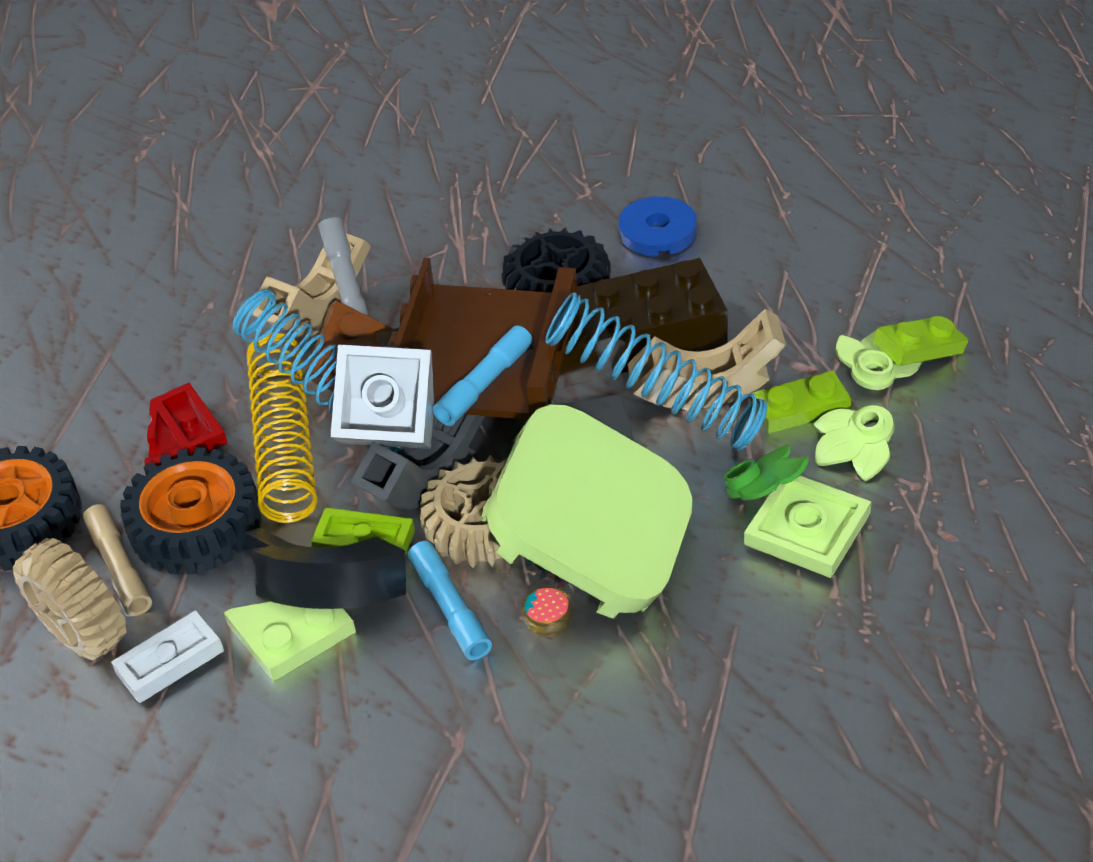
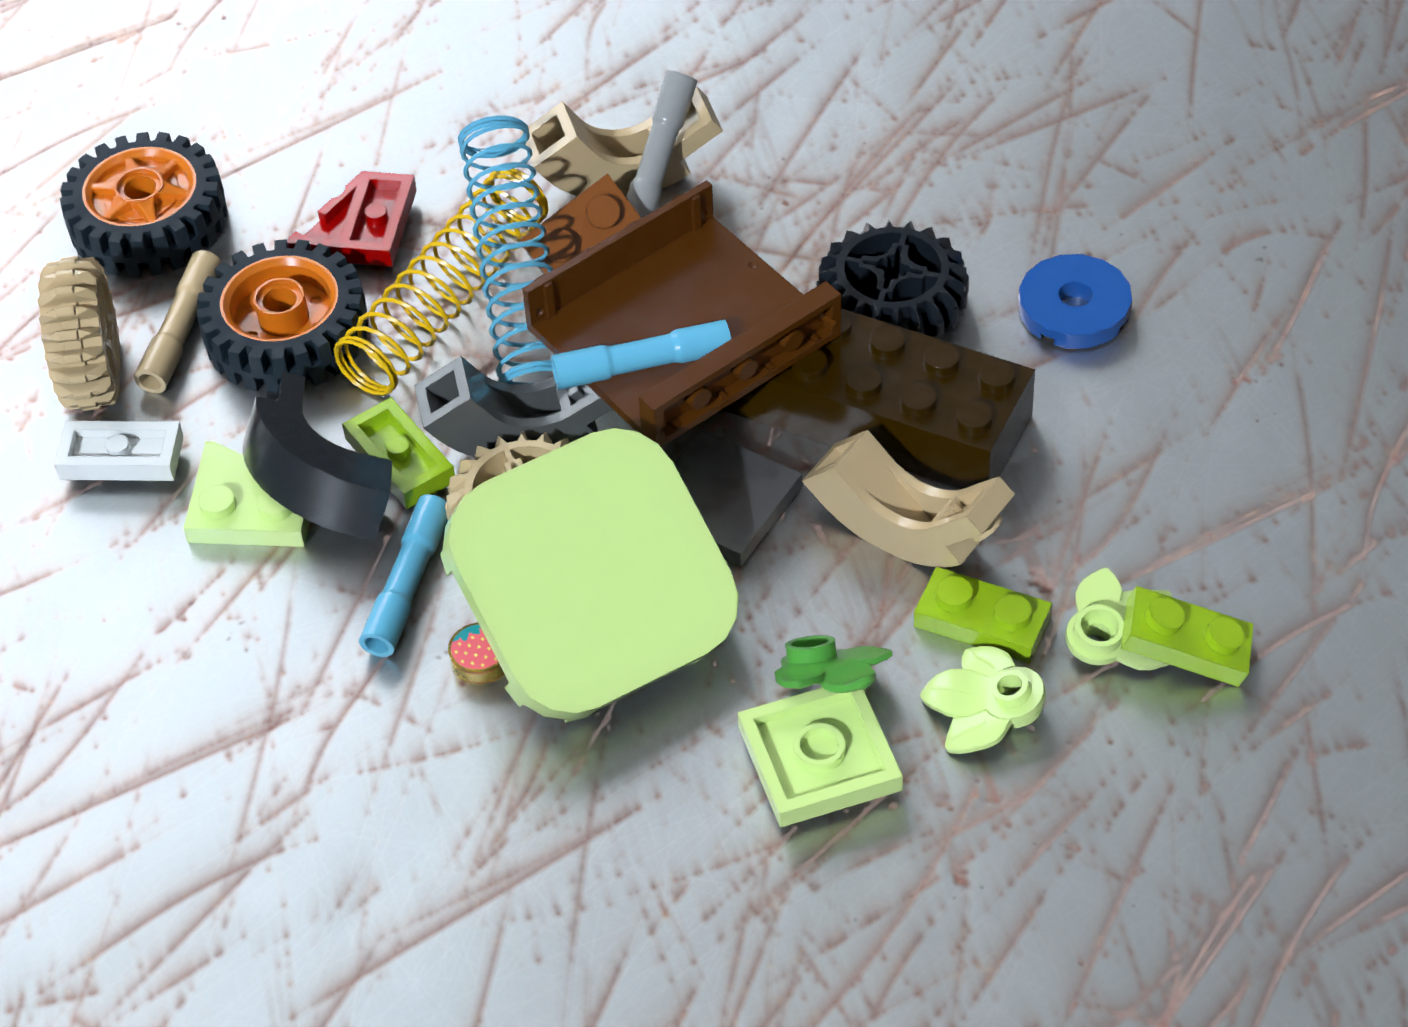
camera: 40 degrees right, 5 degrees up
(383, 397) = (499, 317): white slope -> none
(565, 317) = (734, 348): medium azure piece -> none

